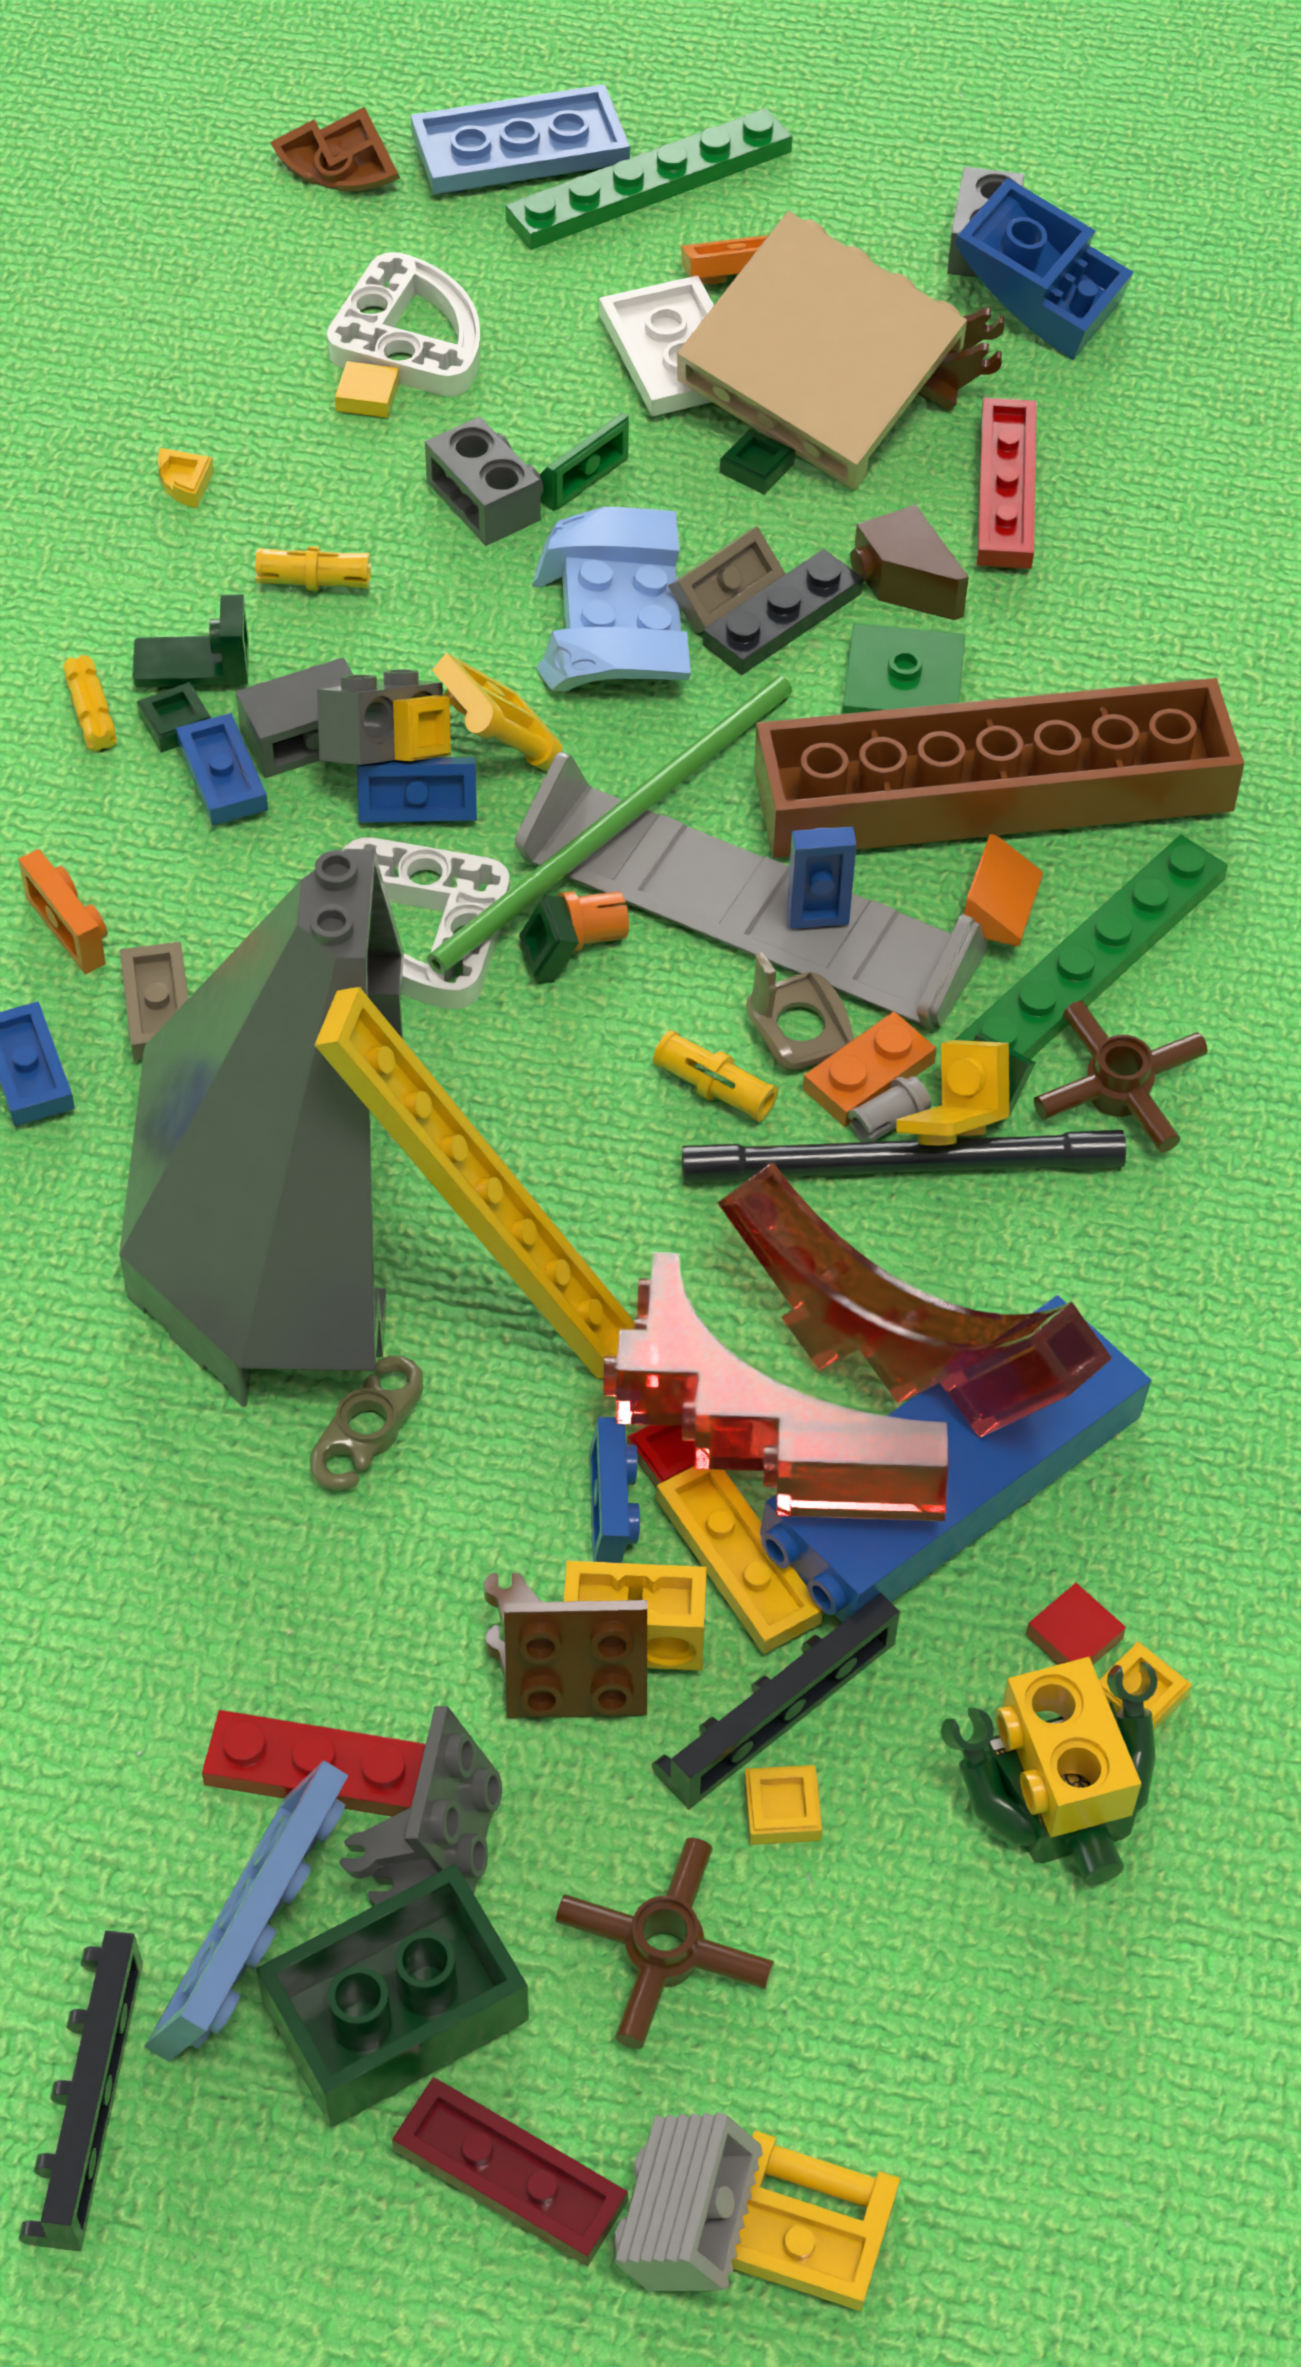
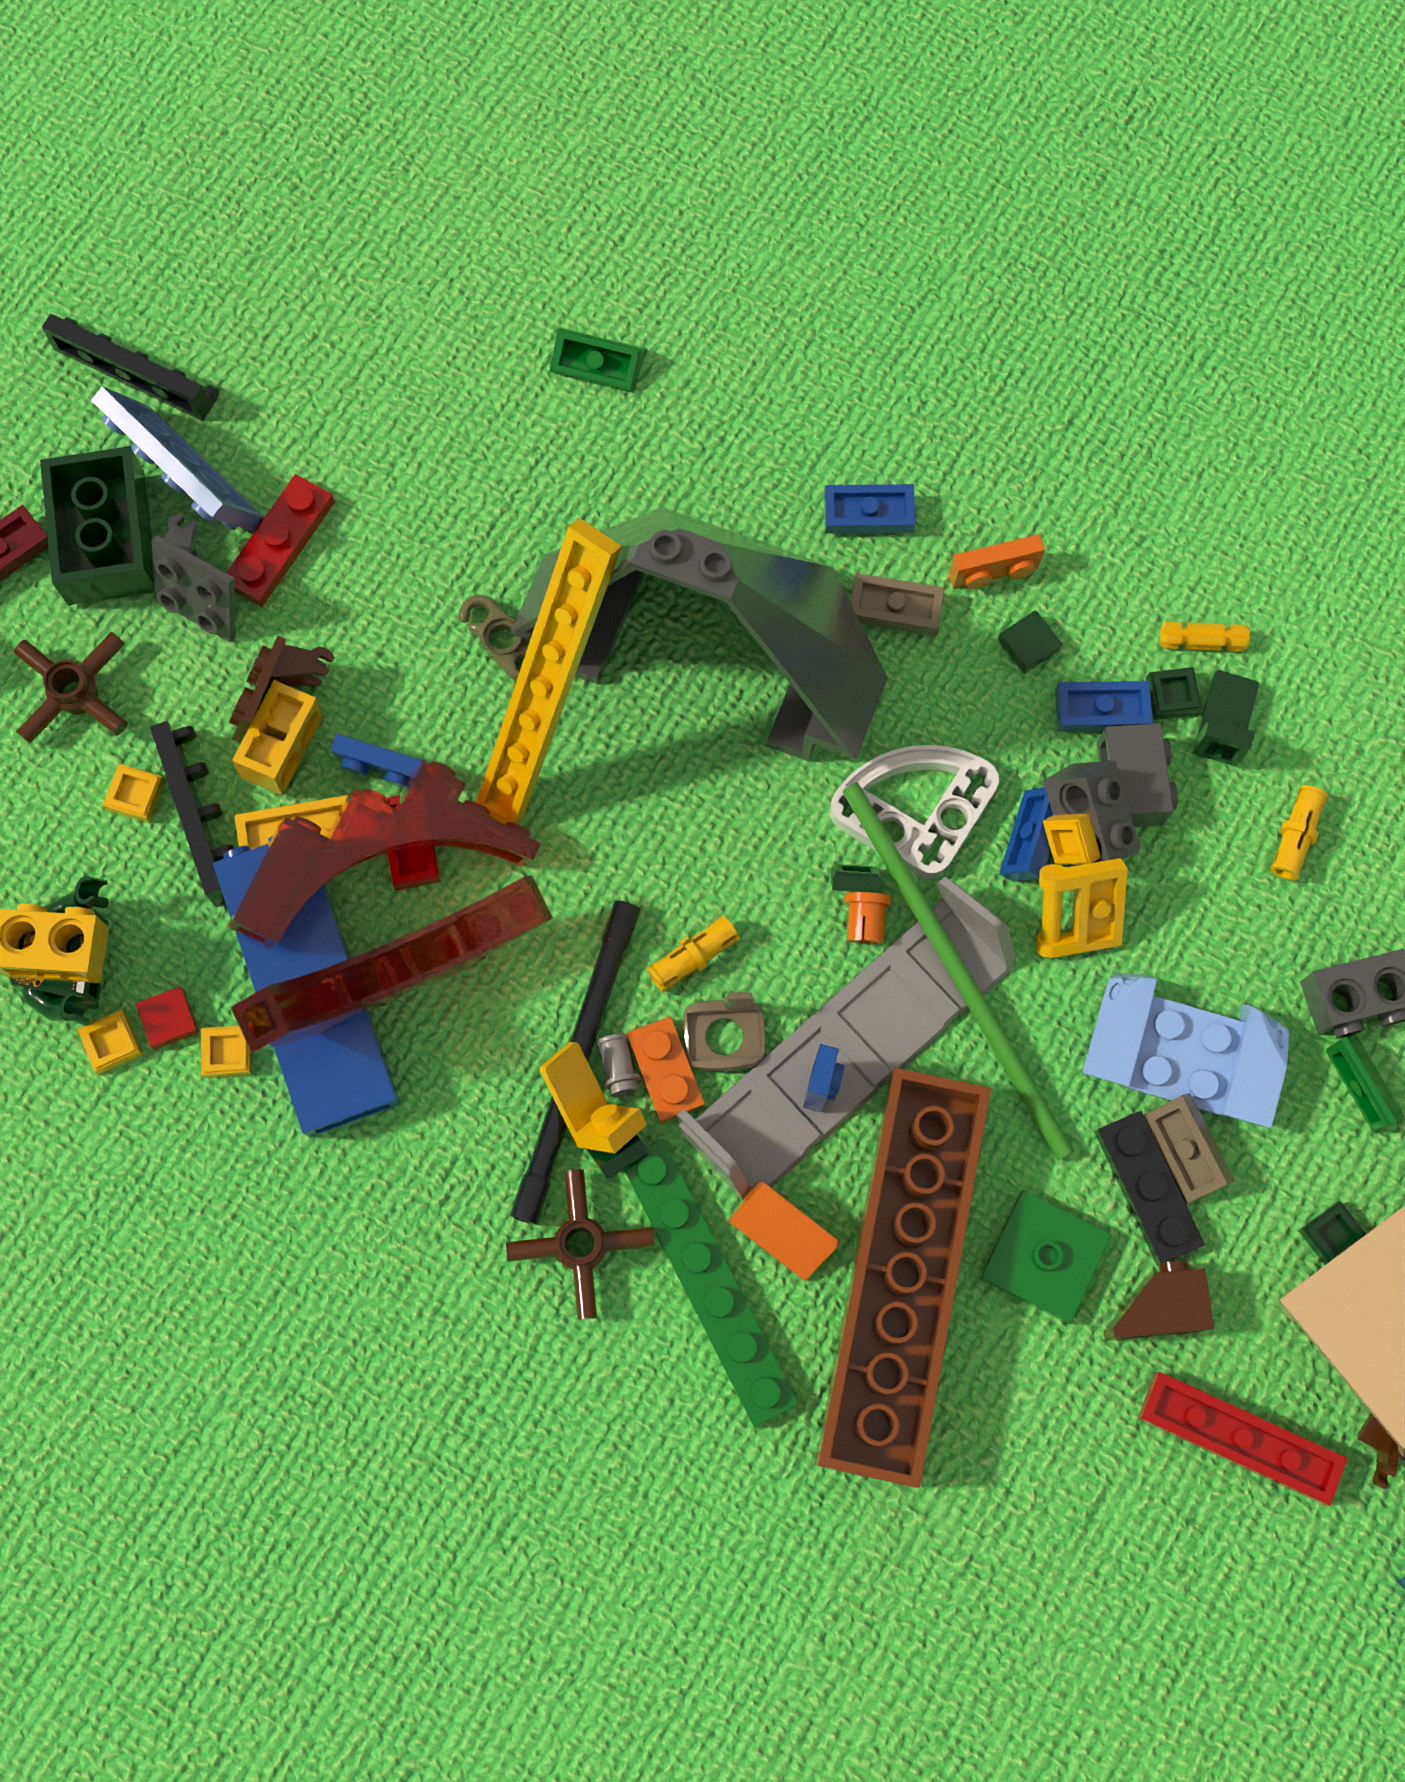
camera: 110 degrees right, 20 degrees up
(157, 862) = (1030, 641): none -> dark green tile
(1083, 1545) = (225, 1052): none -> yellow tile

